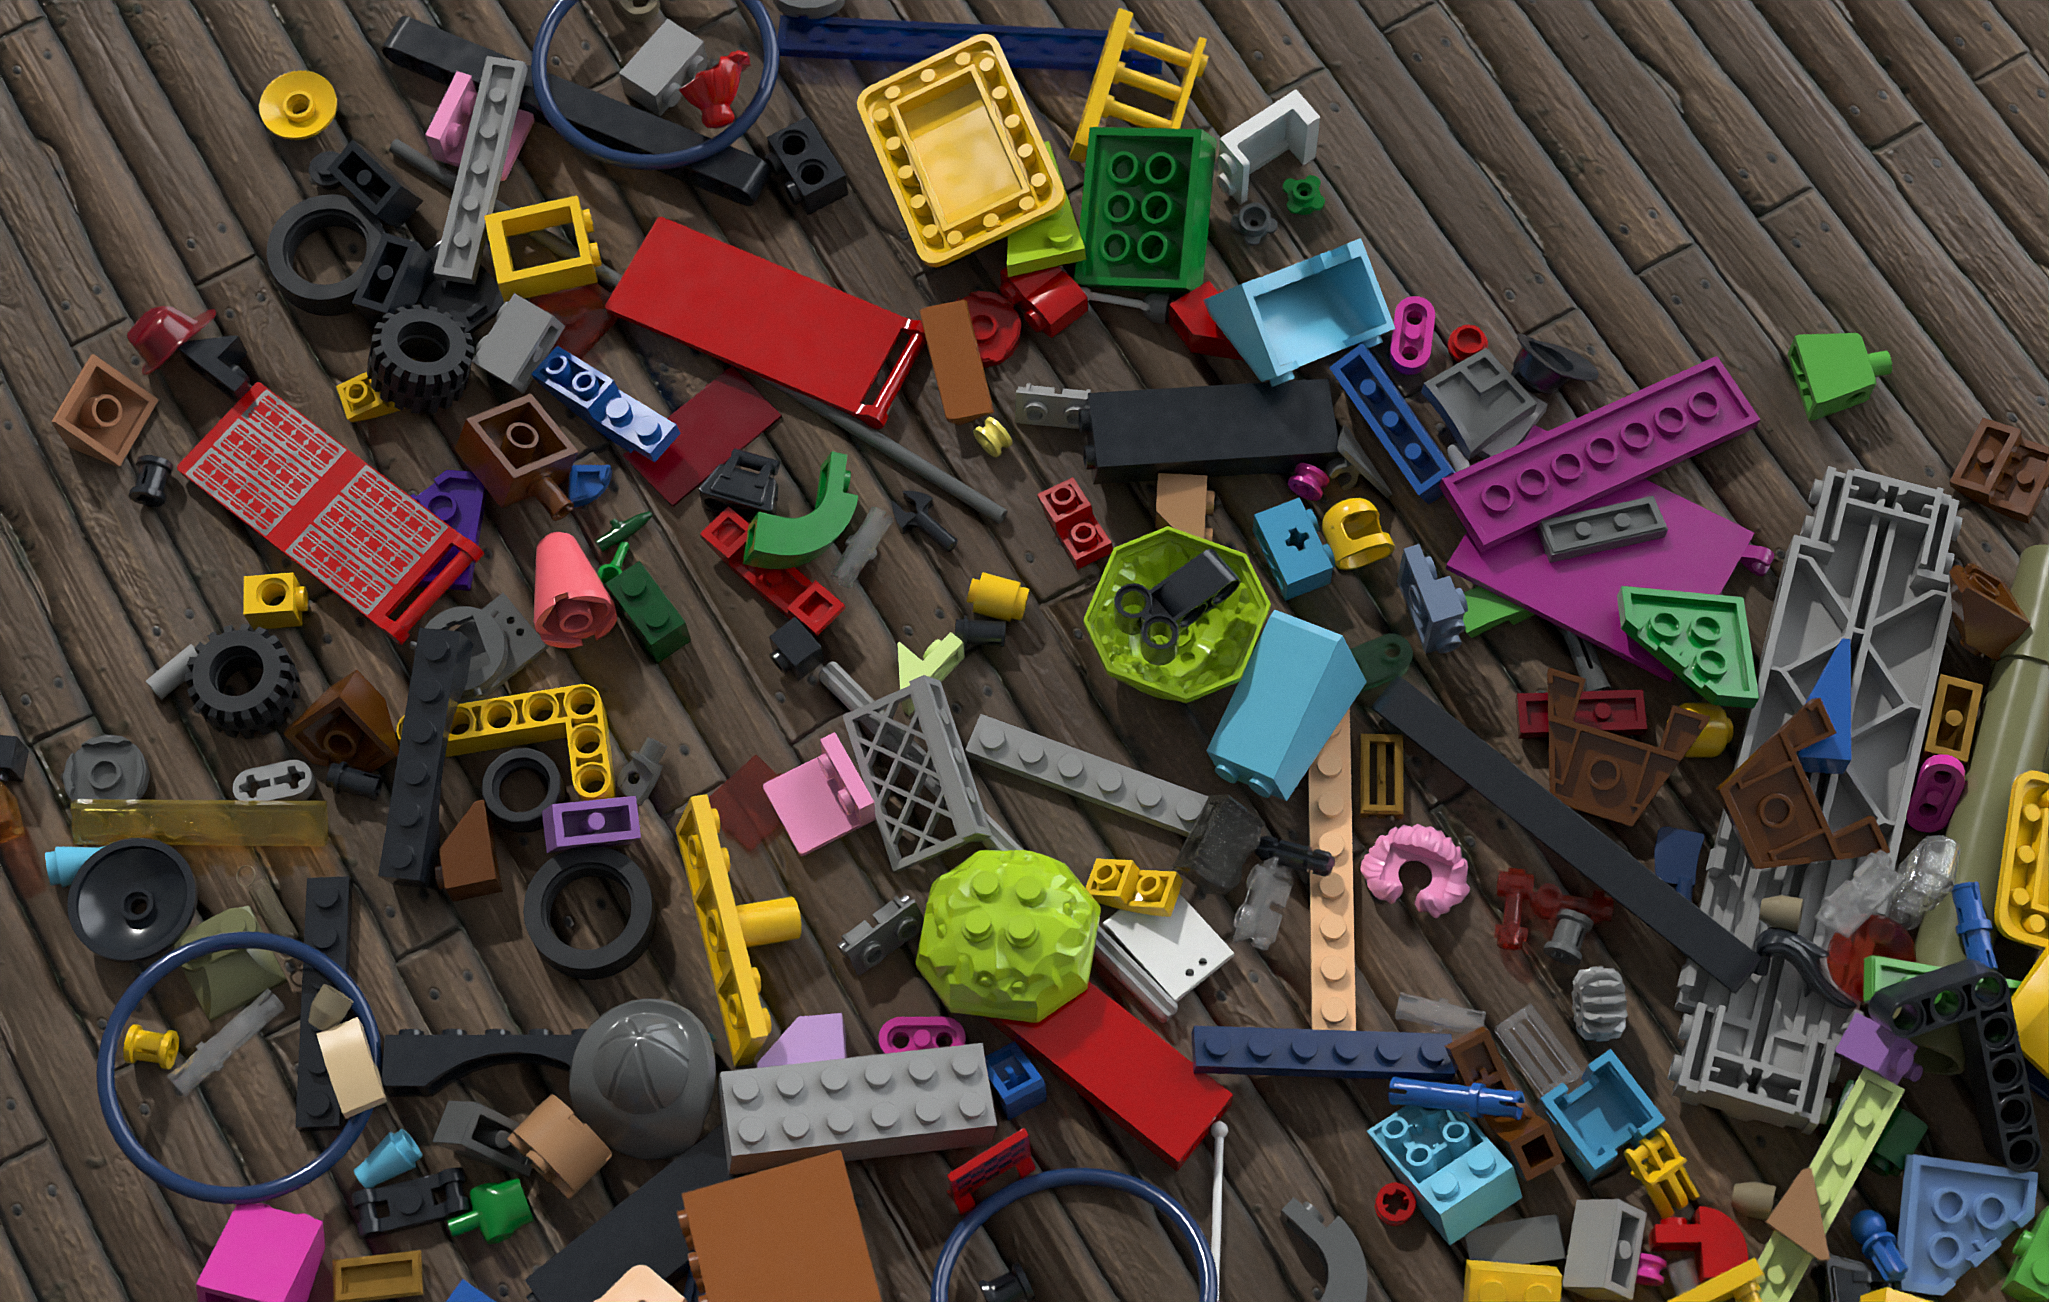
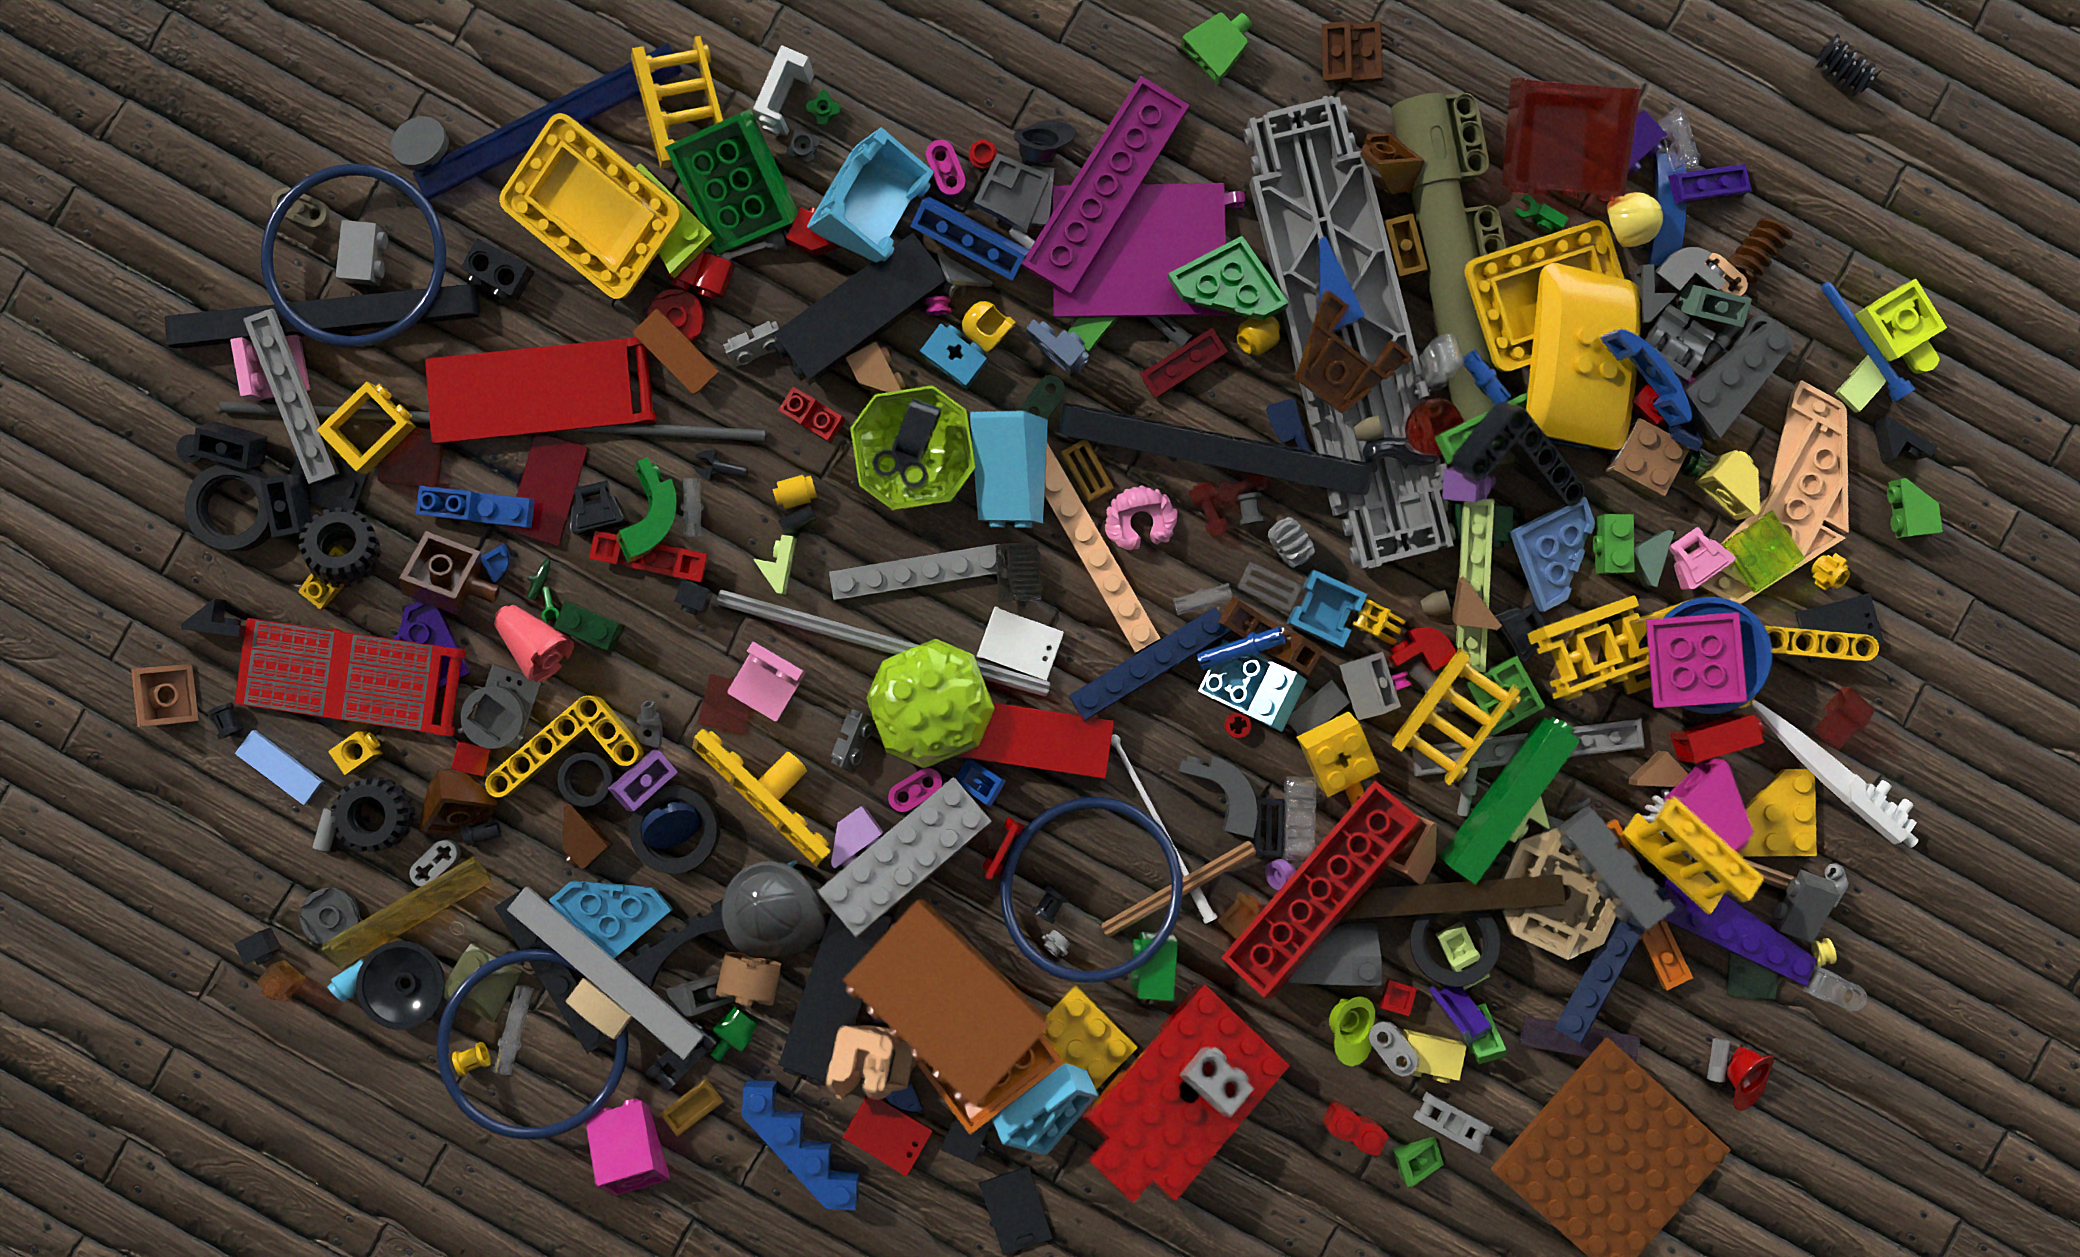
camera: 35 degrees left, 20 degrees up
(162, 332) = (166, 621): dark red piece -> none
(173, 570) = (279, 767): none -> light blue tile
(293, 93) = (128, 416): yellow dish -> none
(328, 1008) = (562, 981): dark tan hose -> none
(389, 1159) = (649, 1047): medium azure cone -> none
(390, 1032) = (605, 972): none -> light grey tile
(394, 684) = (470, 758): none -> red slope
(413, 816) = (498, 763): black arch -> none
(440, 971) = (611, 912): none -> dark azure plate
(517, 342) = (393, 499): light grey brick -> none
(588, 899) = (670, 826): none -> dark blue tile
(716, 88) = (408, 258): red hair -> none
(949, 761) = (834, 622): light grey fence -> none
(992, 437) = (728, 388): light yellow bush -> none
(1134, 890) = (982, 626): yellow slope -> none
(1267, 885) = (1063, 604): clear hinge -> none
(1296, 856) = (1066, 553): black axle -> none
(1601, 529) = (1133, 236): dark grey tile -> none
(1604, 770) = (1217, 393): reddish brown wing -> none
(1859, 898) = (1411, 395): clear hinge -> none
(1878, 1245) = (1508, 584): blue axle -> none
(1936, 790) = (1418, 296): dark pink plate -> none

